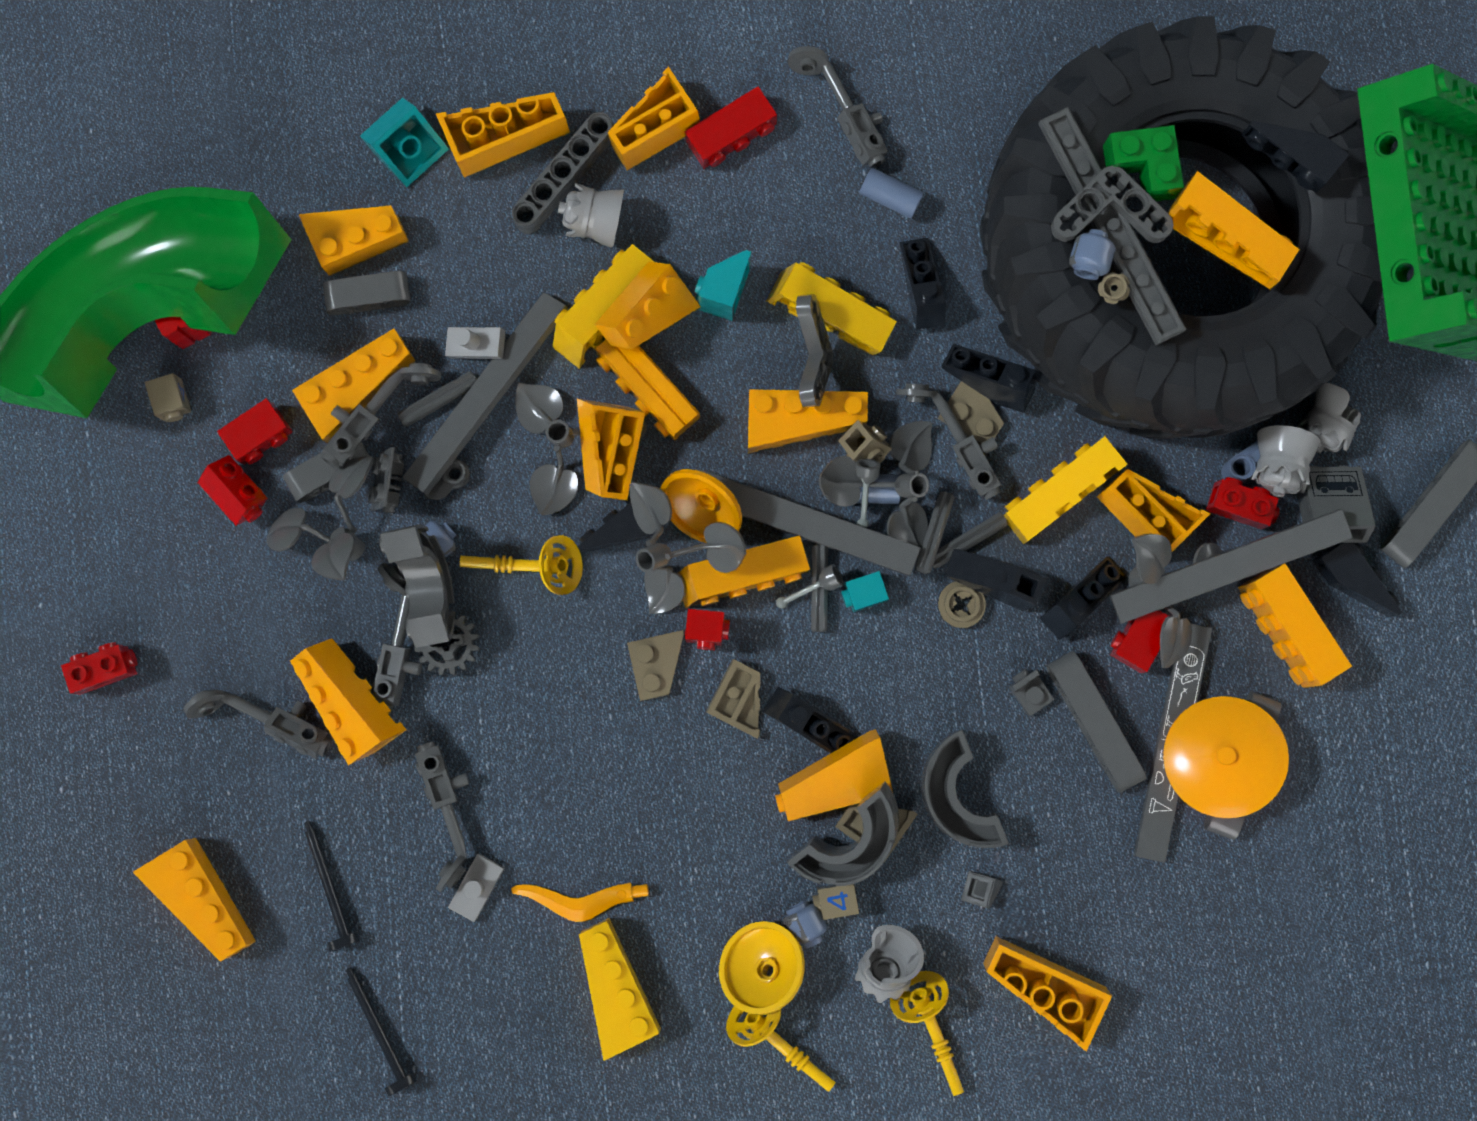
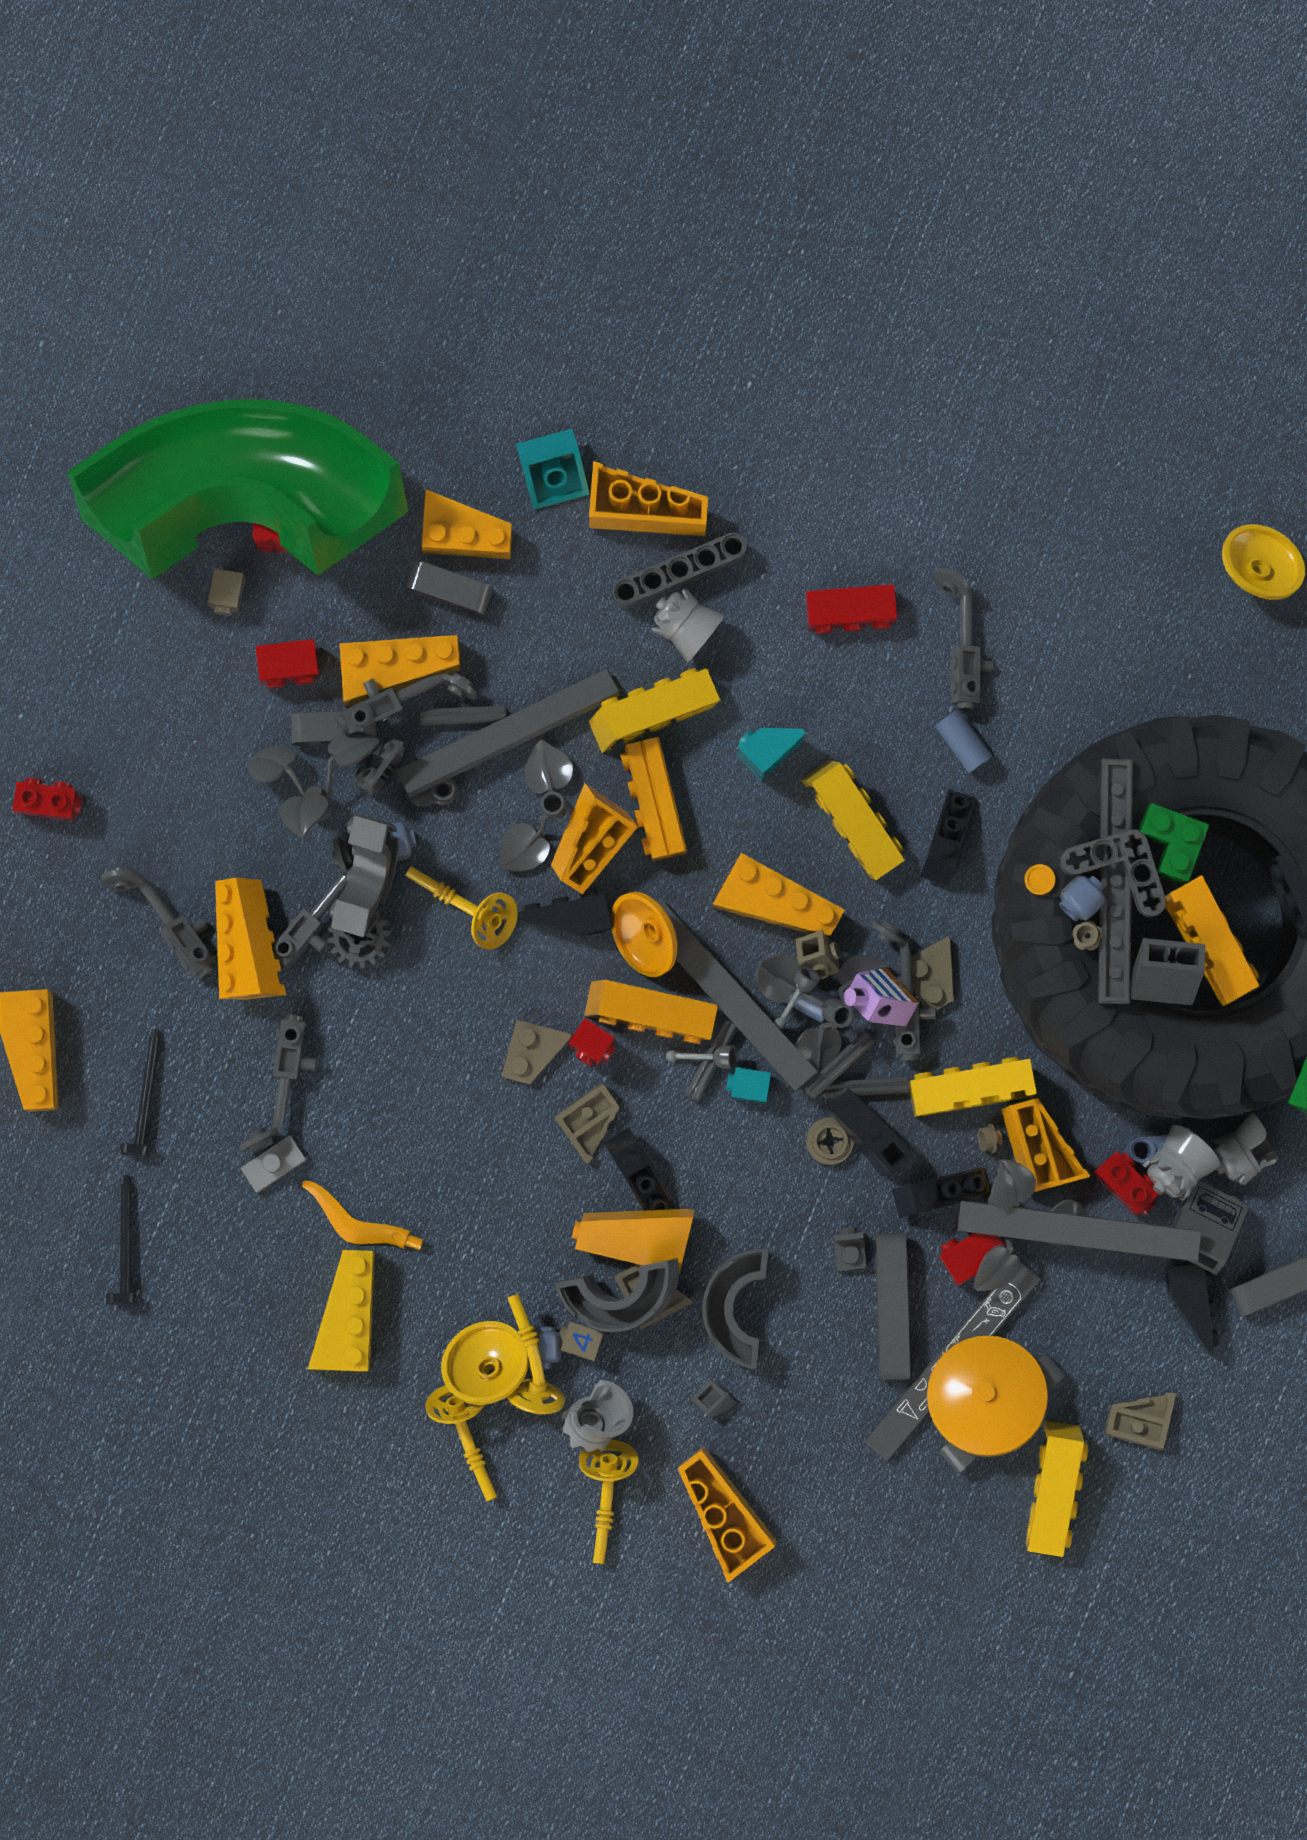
camera: 25 degrees right, 0 degrees up
(232, 490) = (241, 704): red brick -> none
(475, 343) = (521, 683): light grey tile -> none
(646, 307) = (688, 733): light orange wedge -> none
(654, 122) = (784, 568): light orange wedge -> none
(663, 586) = (574, 987): dark grey plant -> none
(819, 348) = (821, 852): dark grey beam -> none
(821, 964) = (534, 1388): none -> yellow dish
(942, 452) = (881, 998): none -> lavender torso
(993, 377) = (964, 954): black slope -> none
(1041, 260) = (1039, 879): none -> light orange piece
(1100, 528) = (989, 1138): none -> dark tan plate
(1211, 278) = (1168, 971): none -> dark grey brick
(1294, 627) = (1110, 1314): light orange brick -> none
(1329, 807) = (1056, 1489): none -> yellow wedge
(1368, 706) = (1141, 1420): none -> dark tan wing

